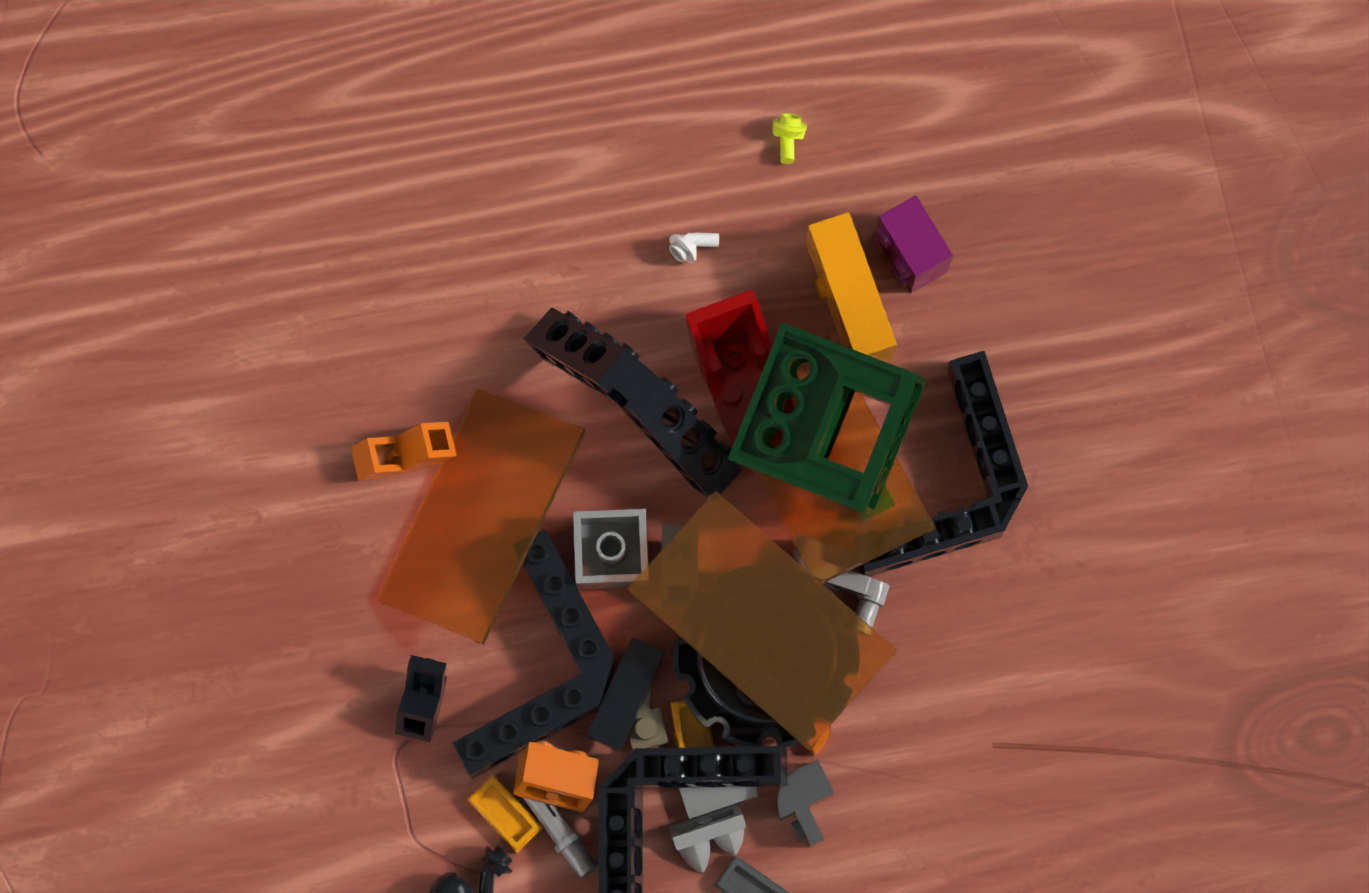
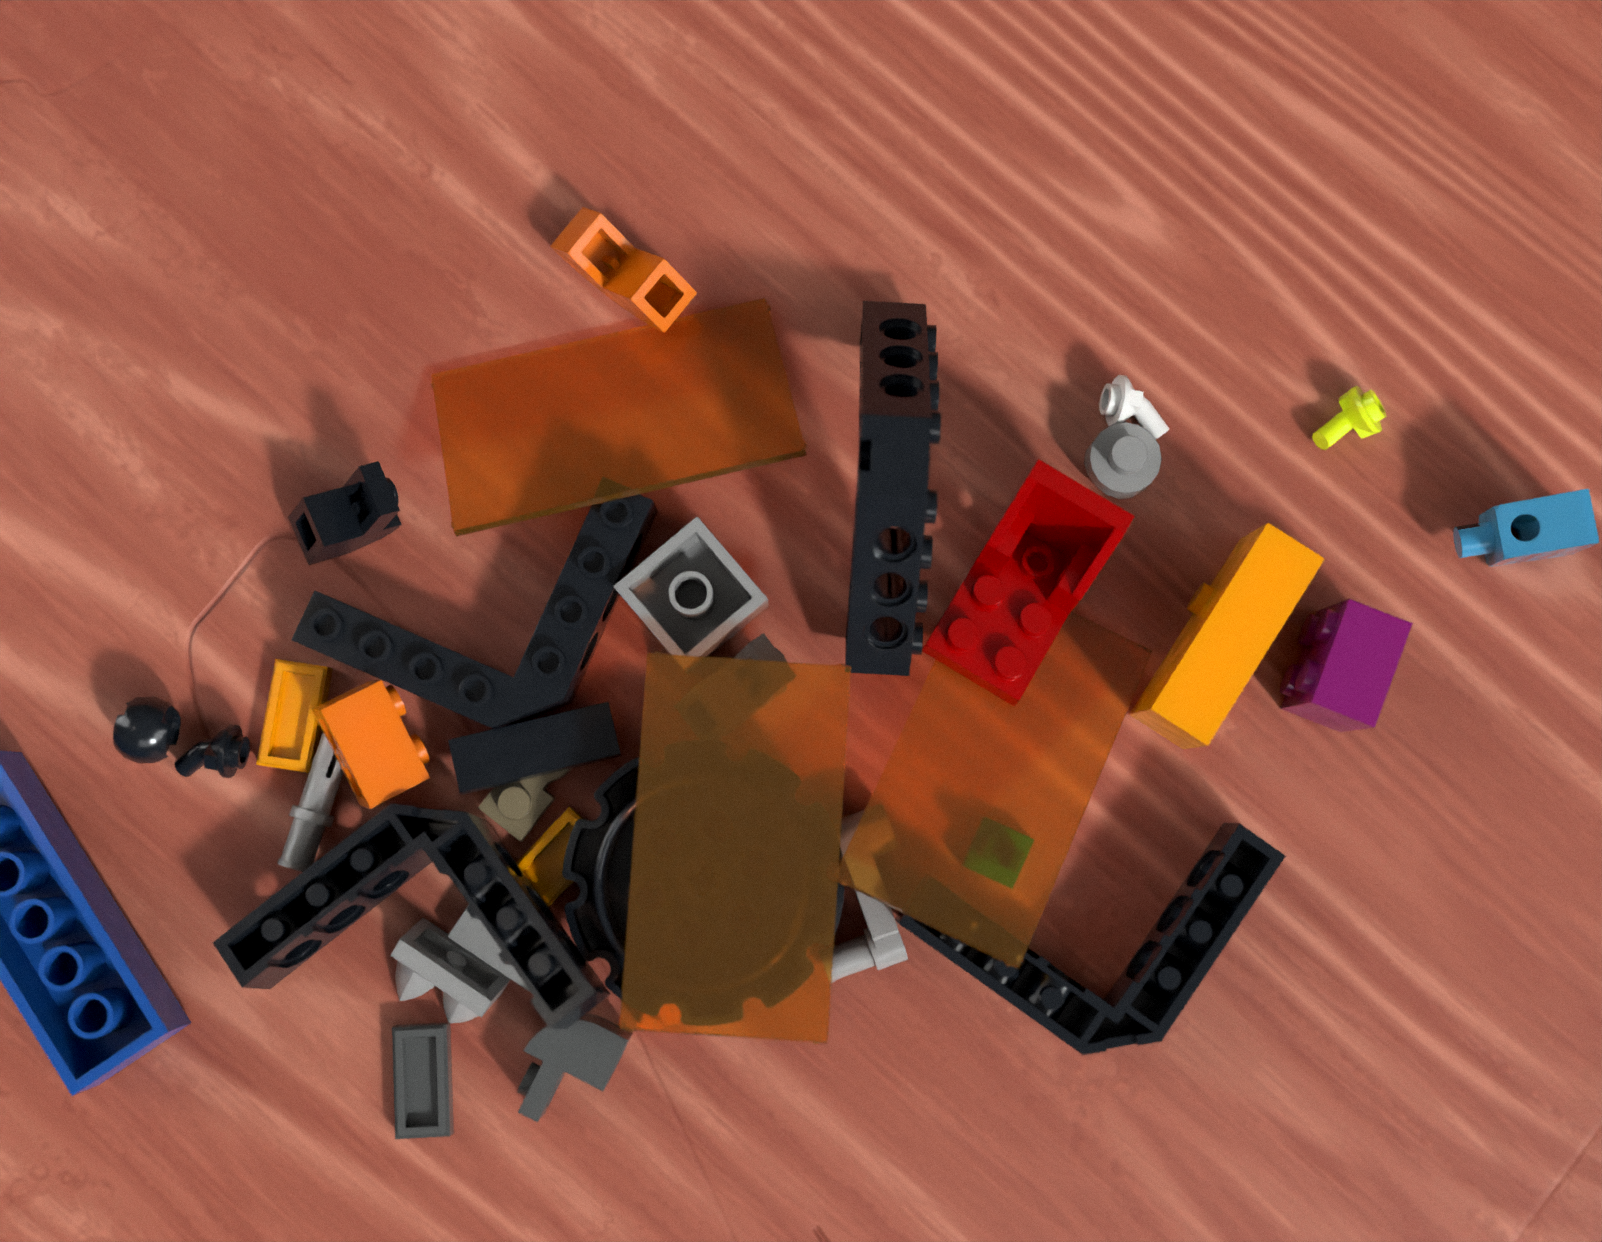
camera: 50 degrees right, 5 degrees up
(716, 270) = (1123, 460): none -> light grey piece
(819, 415) = (1037, 721): dark green piece -> none
(924, 82) = (1545, 529): none -> dark azure torso

